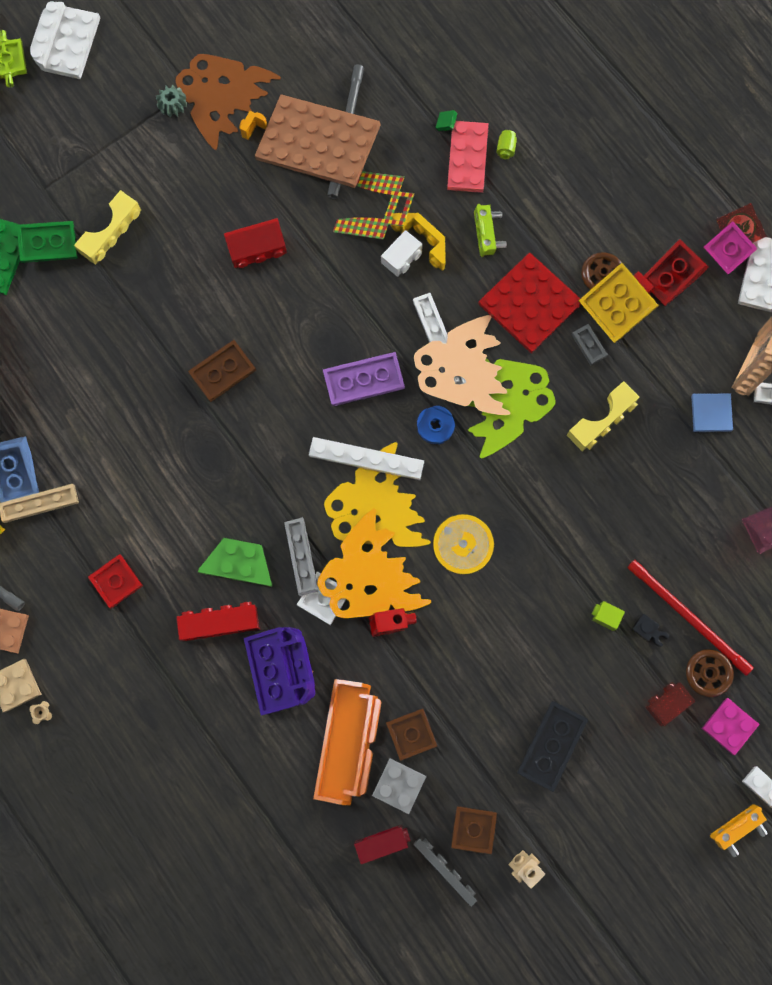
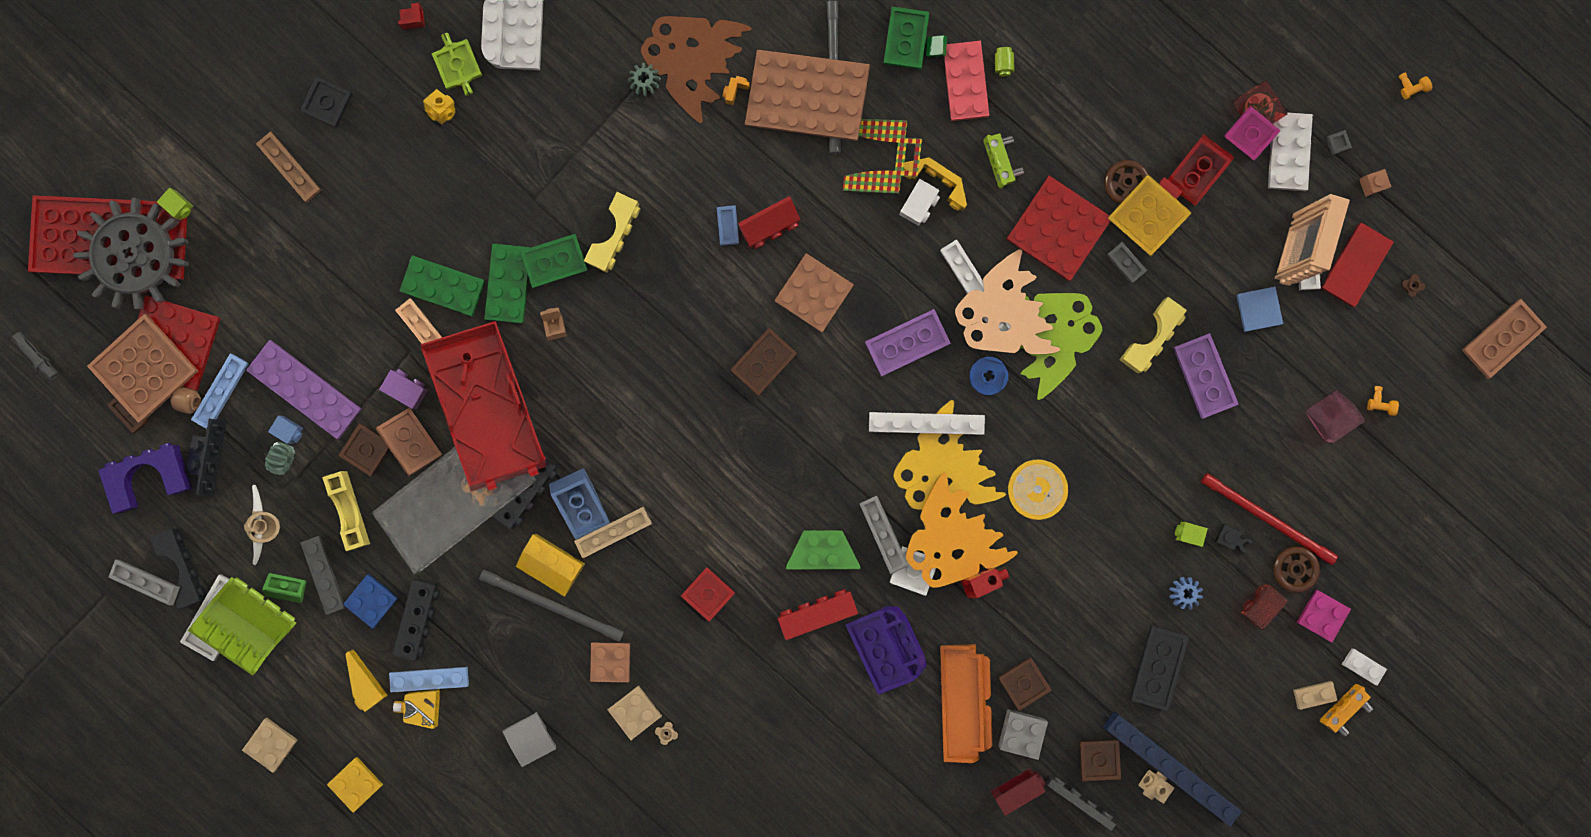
camera: 15 degrees left, 10 degrees up
(32, 298) = (553, 323): none -> medium nougat bracket
(217, 244) = (727, 225): none -> medium blue tile
(285, 317) = (814, 293): none -> nougat plate
(420, 109) = (906, 38): none -> green plate
(548, 855) = (1172, 769): none -> dark blue brick
(594, 666) = (1179, 594): none -> medium blue gear
(648, 465) = (1205, 376): none -> medium lavender plate
(709, 807) = (1315, 695): none -> tan plate

